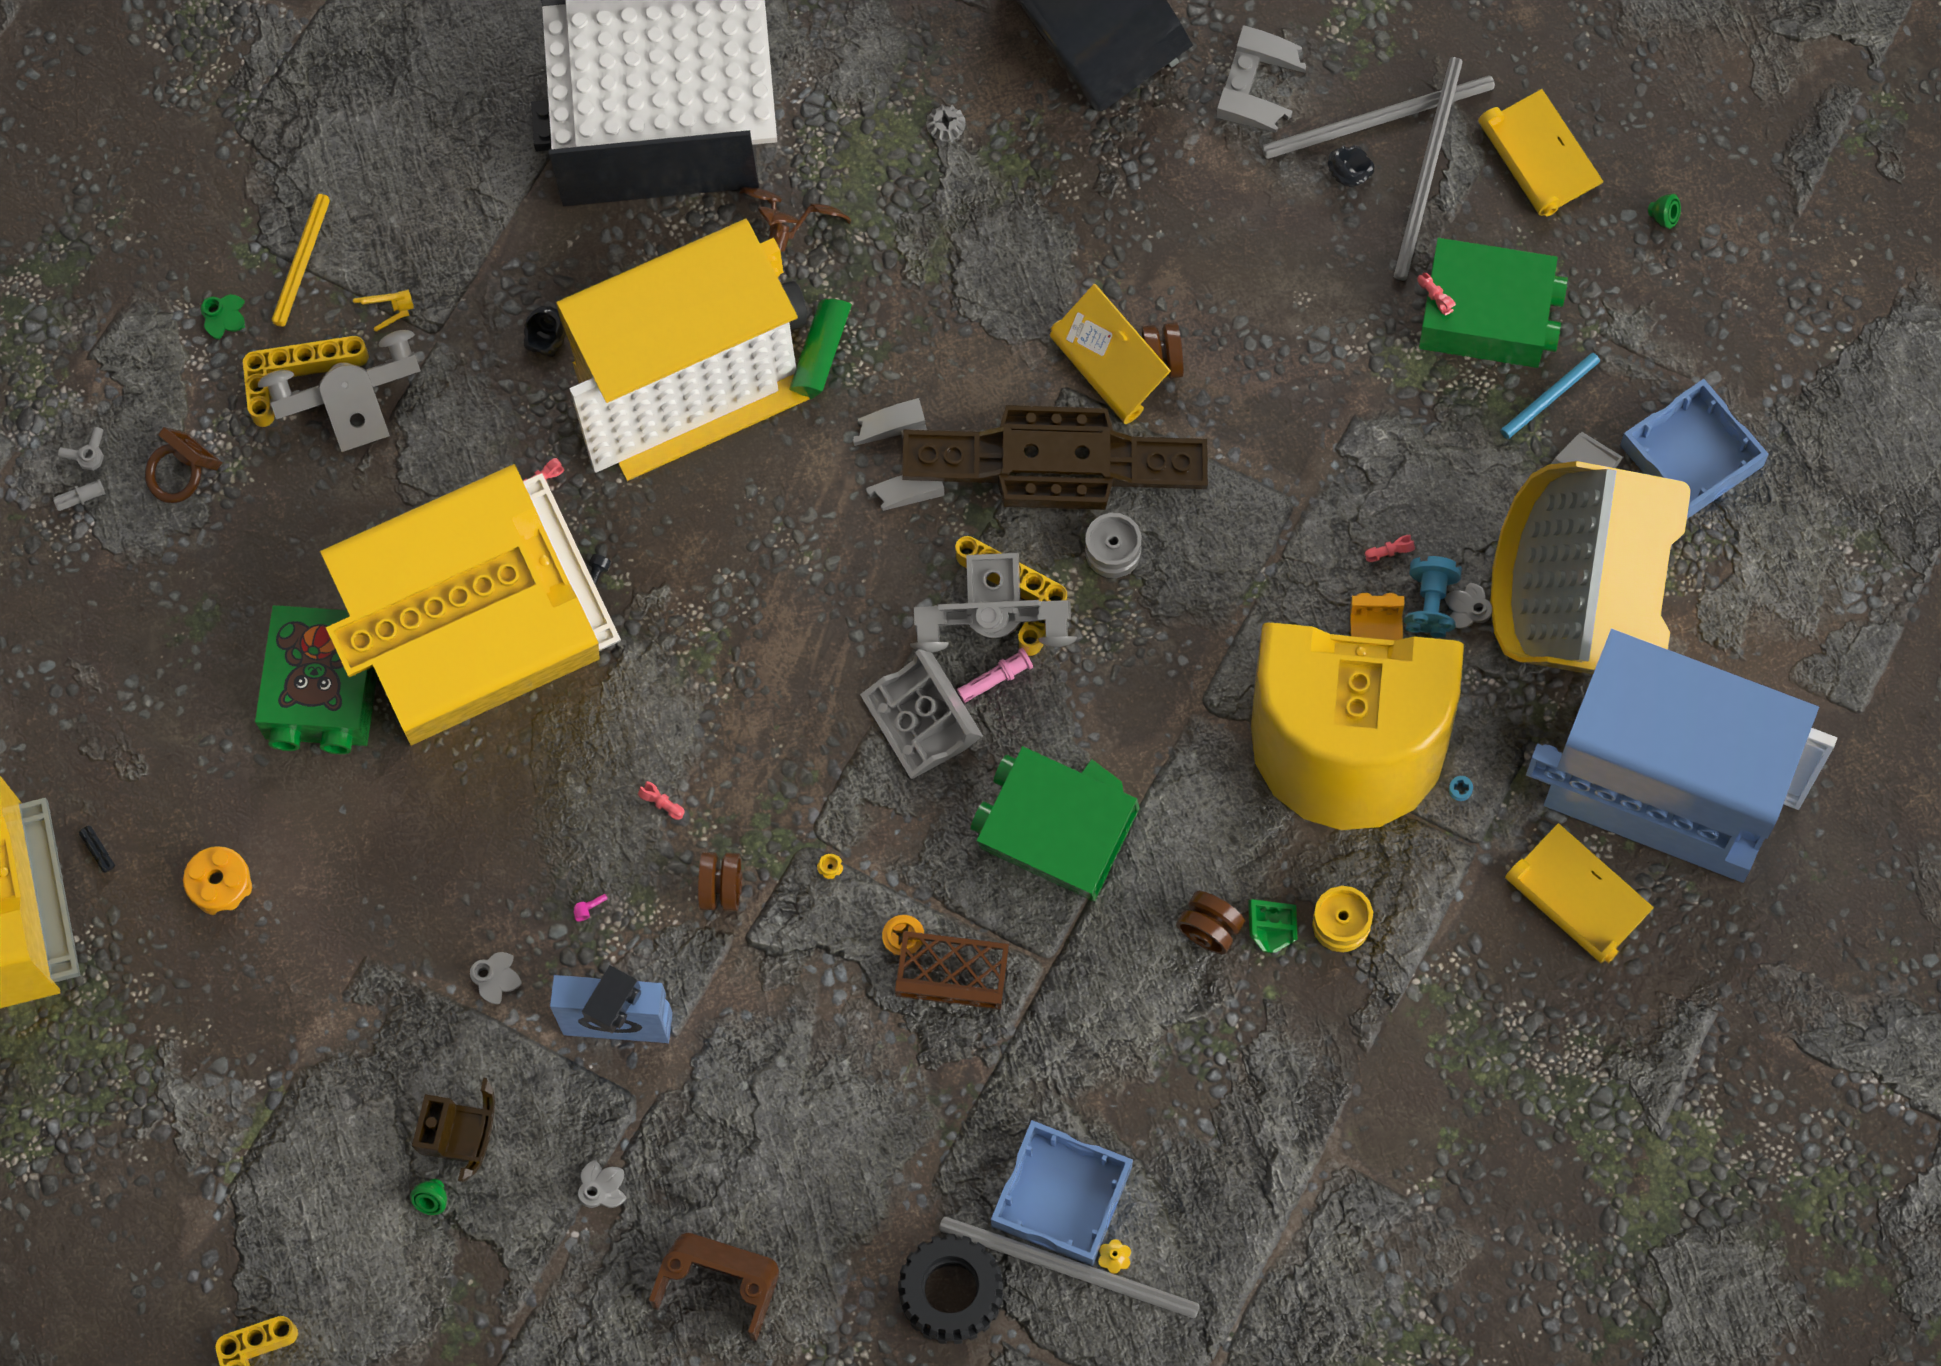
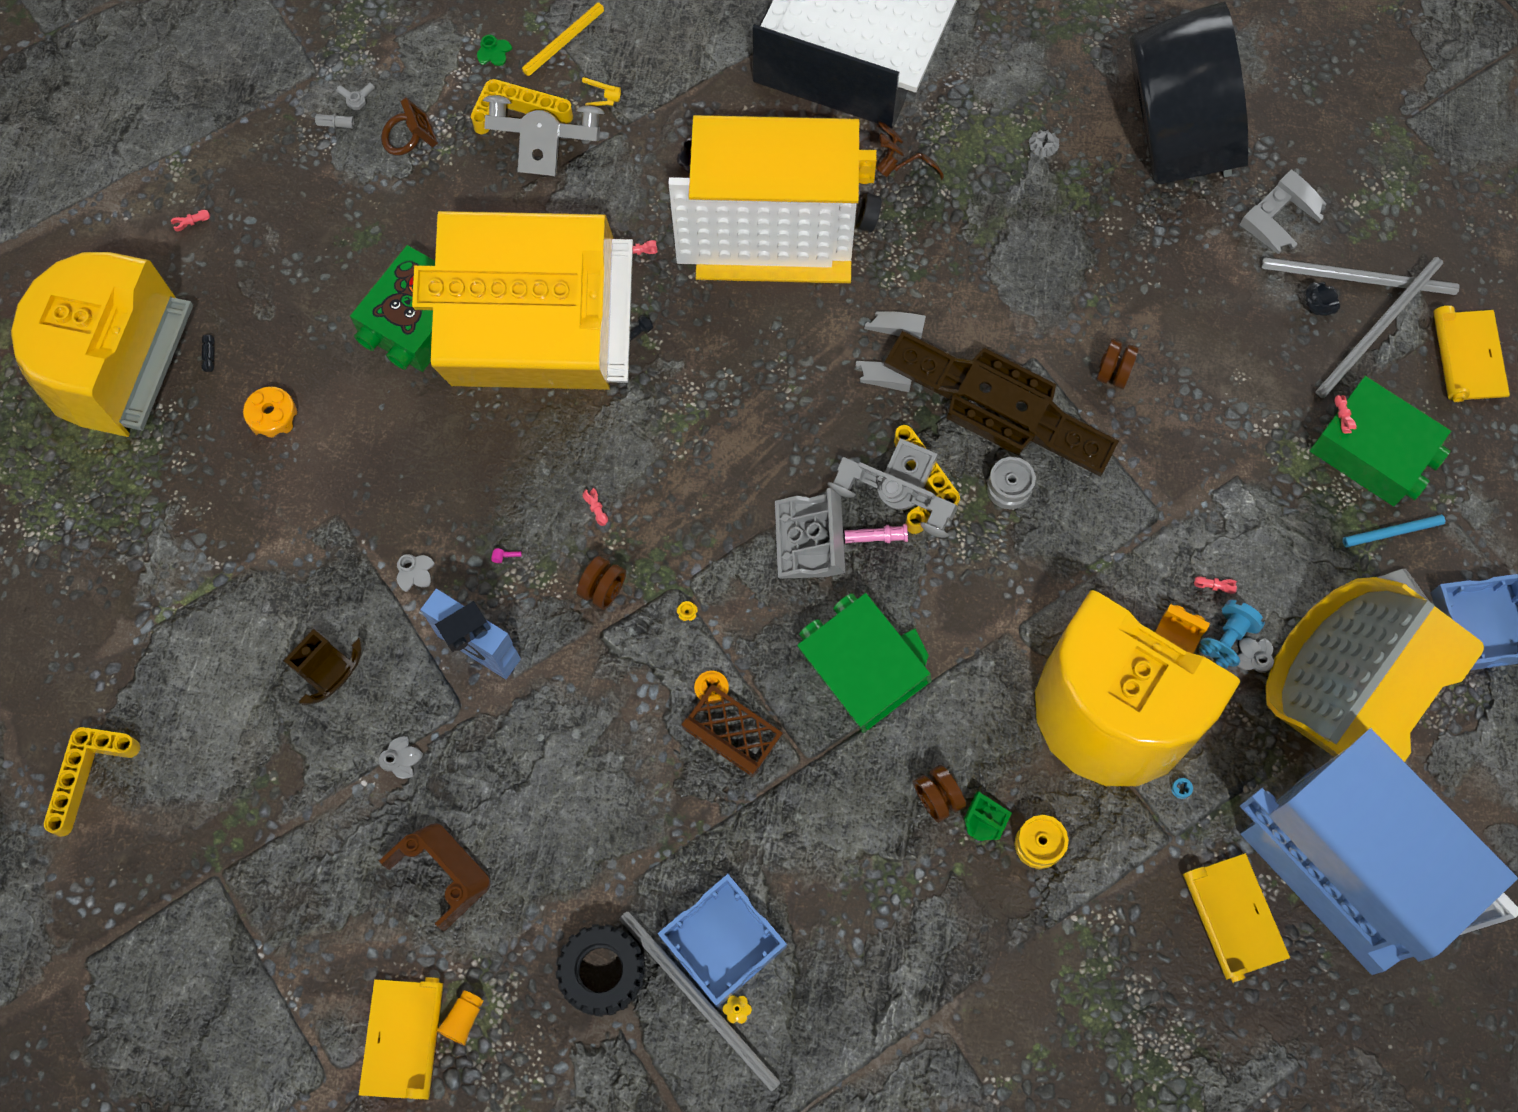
camera: 25 degrees right, 0 degrees up
(429, 1197) = (279, 703): green brick -> none
(820, 347) = (875, 250): green brick -> none
(1109, 353) = (1078, 347): yellow door -> none

